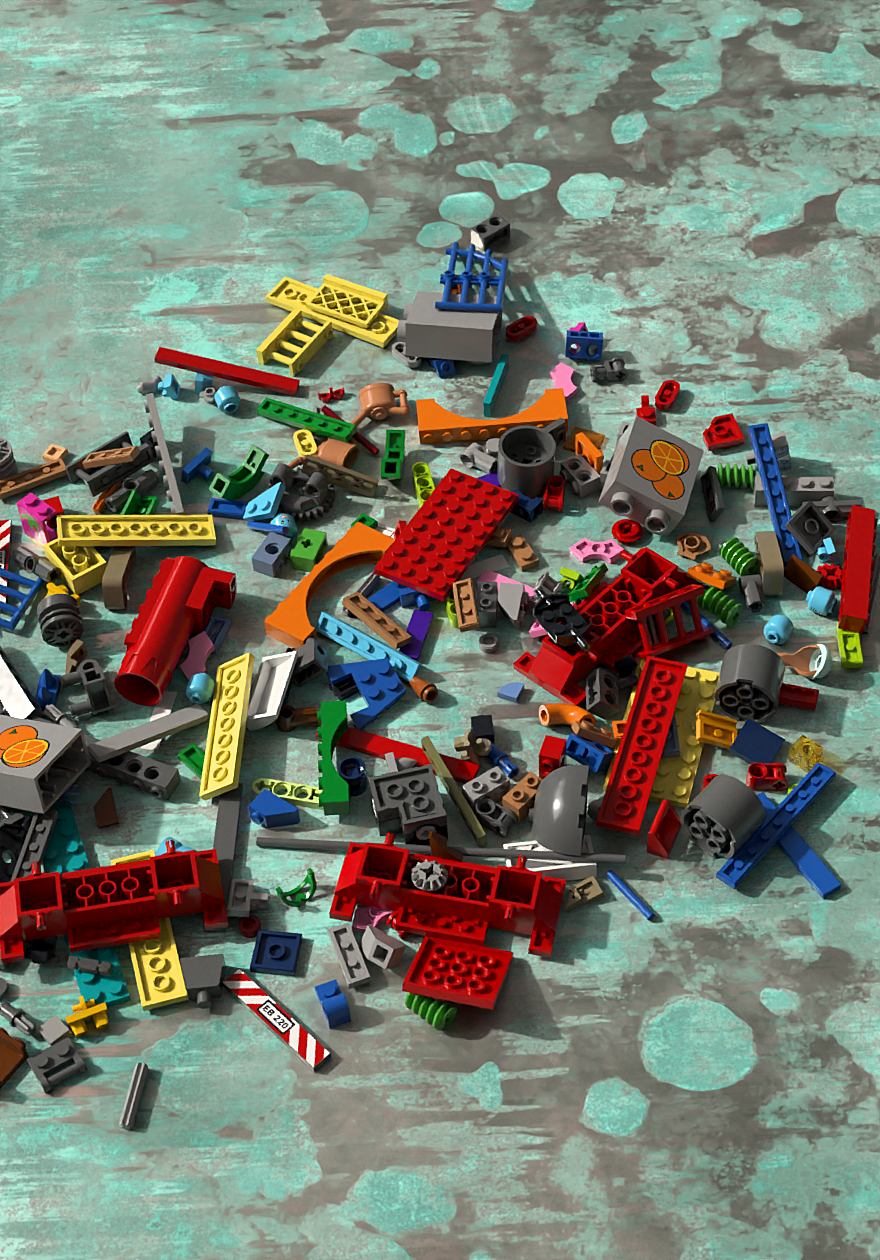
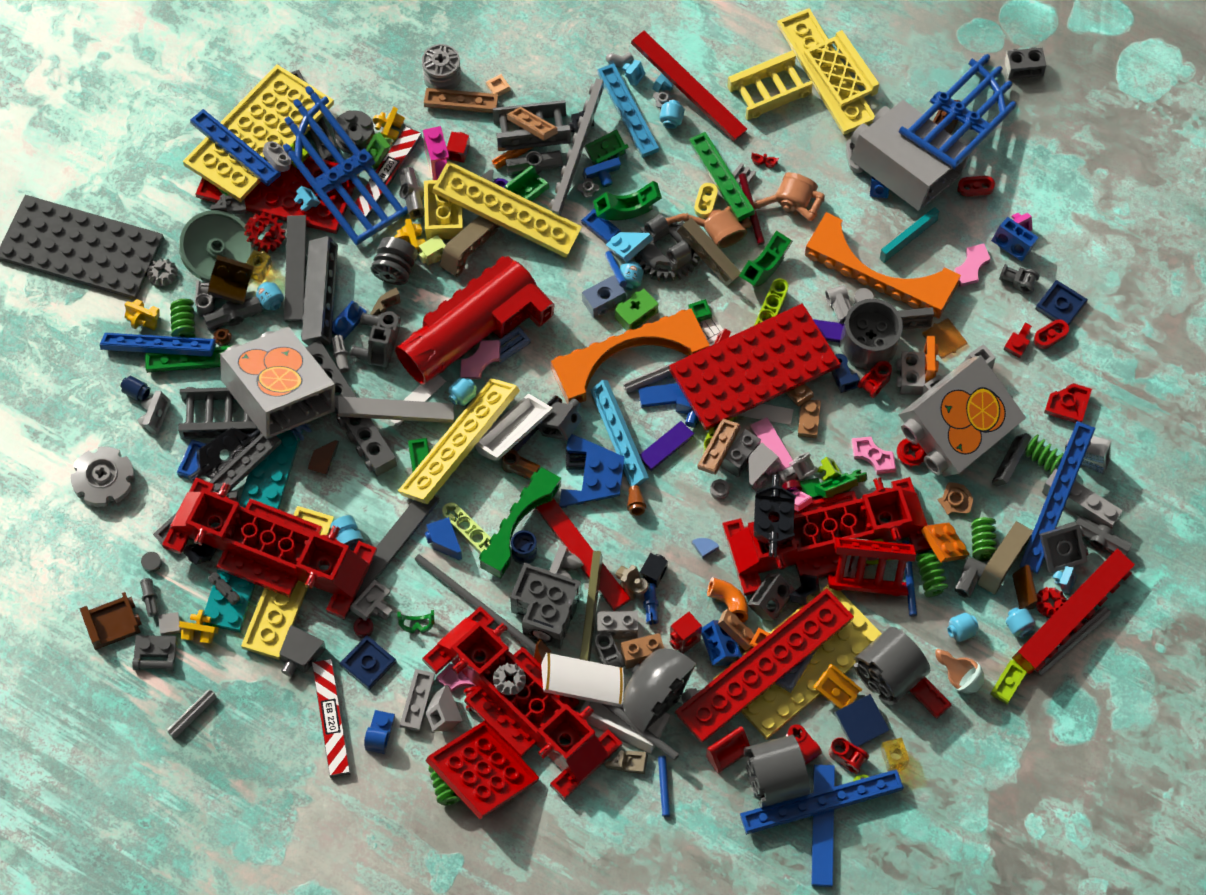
camera: 30 degrees right, 15 degrees up
(89, 597) = (431, 250): none -> yellowish green brick
(188, 449) = (606, 147): none -> green bracket
(190, 417) = (628, 110): none -> dark azure plate
(194, 486) = (588, 192): none -> light grey plate
(376, 620) = (641, 414): medium nougat plate -> none
(492, 844) = (582, 679): none -> white slope
(655, 371) = (1061, 303): none -> dark blue tile

